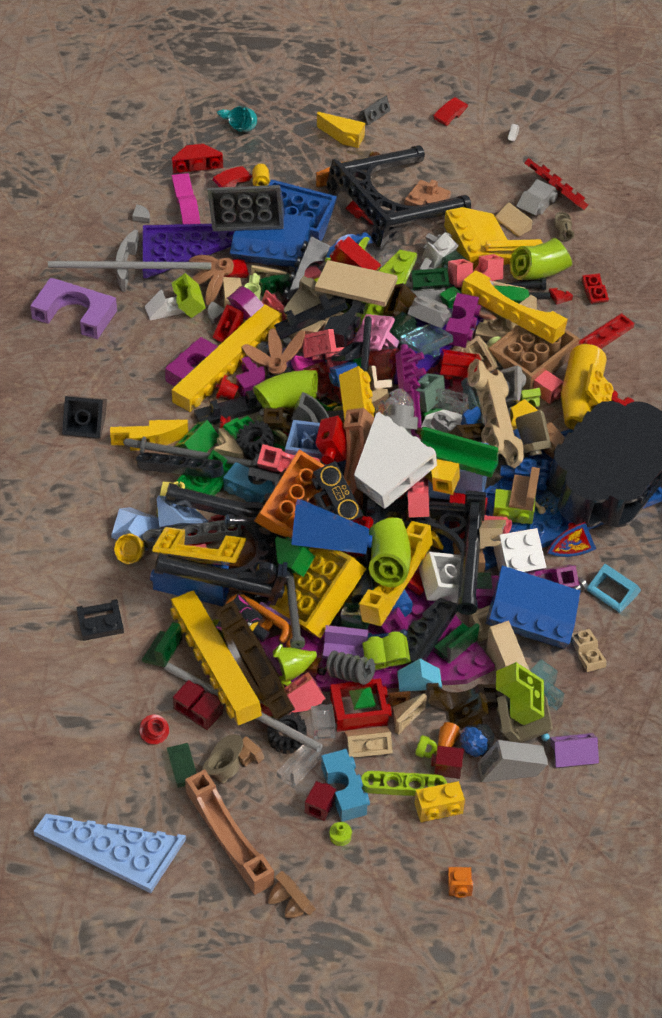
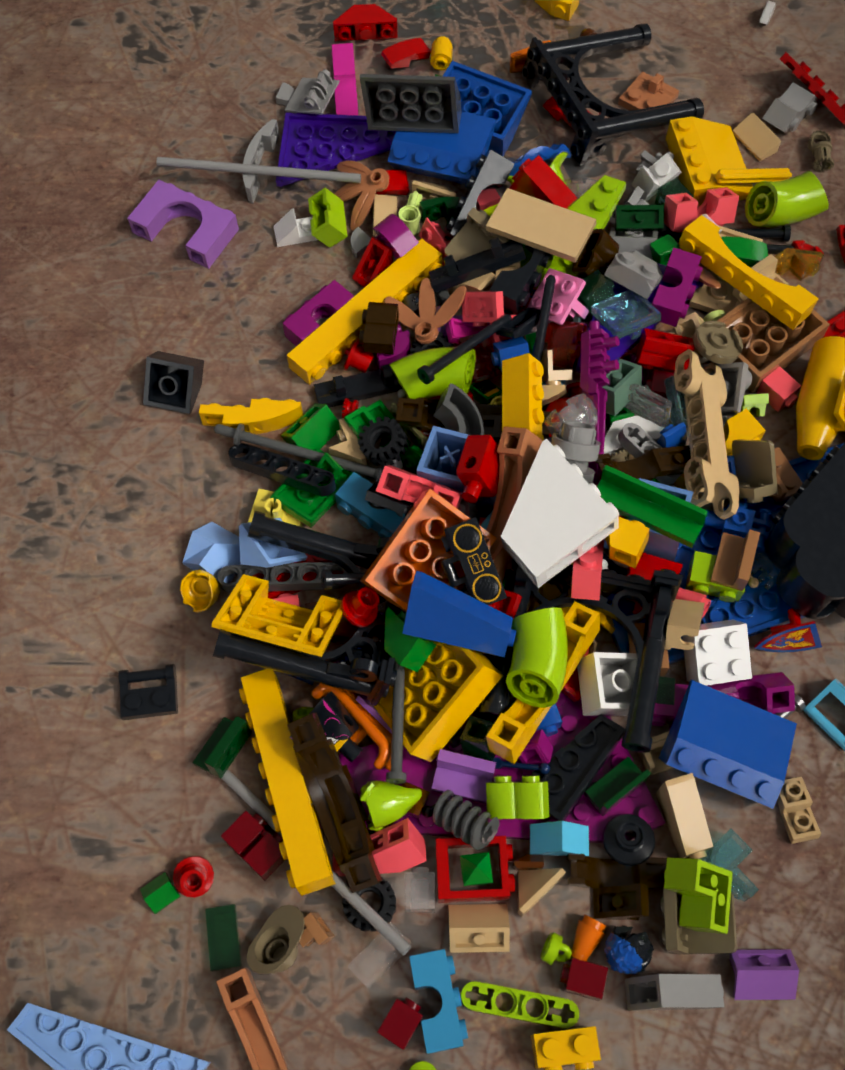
camera: 10 degrees right, 15 degrees up
(131, 742) = (159, 893): none -> green slope
(163, 211) = (313, 94): none -> light grey hinge
(242, 364) = (380, 328): none -> dark brown brick
(257, 538) = (360, 606): none -> red piece
(284, 385) = (426, 373): none -> black bar
(469, 674) = (624, 851): none -> black piece
(497, 355) = (717, 342): none -> dark tan tile
(554, 301) = (799, 262): none -> clear yellow slope

